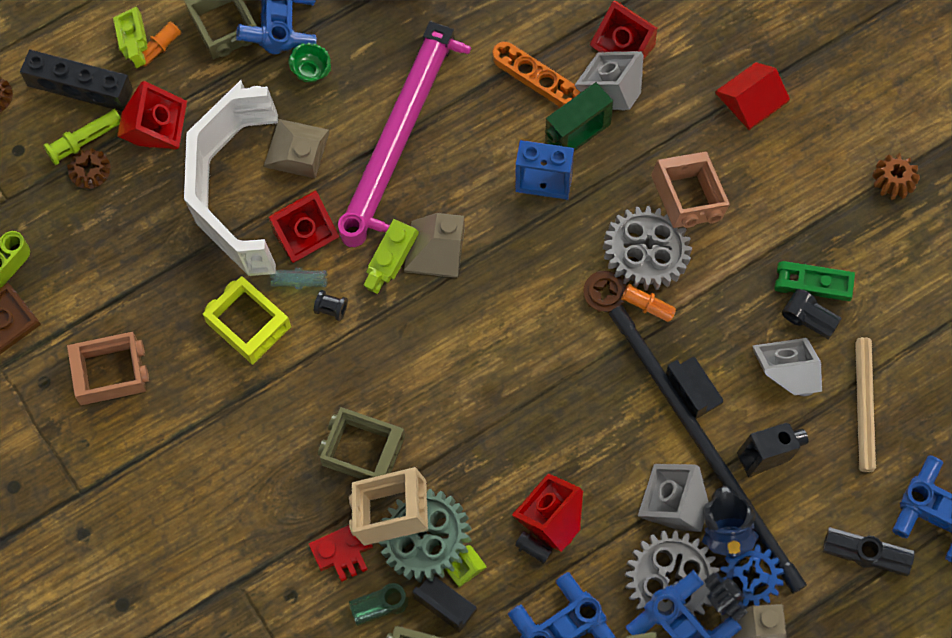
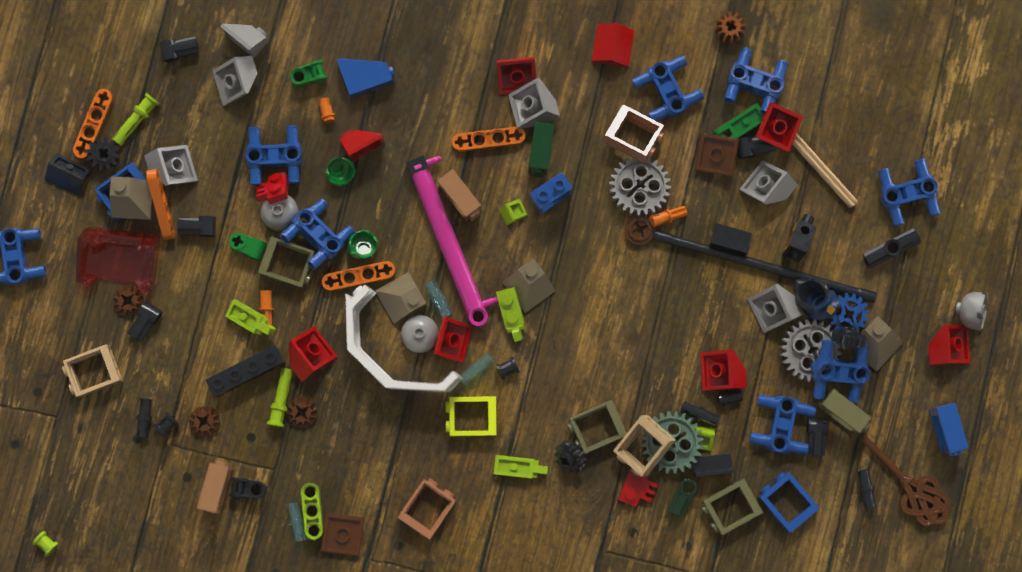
camera: 50 degrees left, 15 degrees up
(241, 413) = (518, 467): none -> lime hinge
(276, 191) = (420, 334): none -> light grey cylinder
(279, 88) = (358, 273): none -> orange beam
(302, 449) = (570, 457): none -> black gear
(332, 178) = (438, 298): none -> clear light blue pin
(450, 95) = (460, 196): none -> medium nougat window
(484, 535) = (700, 414): none -> black pin
(492, 164) = (513, 212): none -> lime slope
(761, 287) = (717, 154): none -> reddish brown tile
(770, 180) = (667, 88): none -> blue piece
(856, 309) = (779, 126): none -> red slope
(874, 250) = (755, 80): none -> blue piece

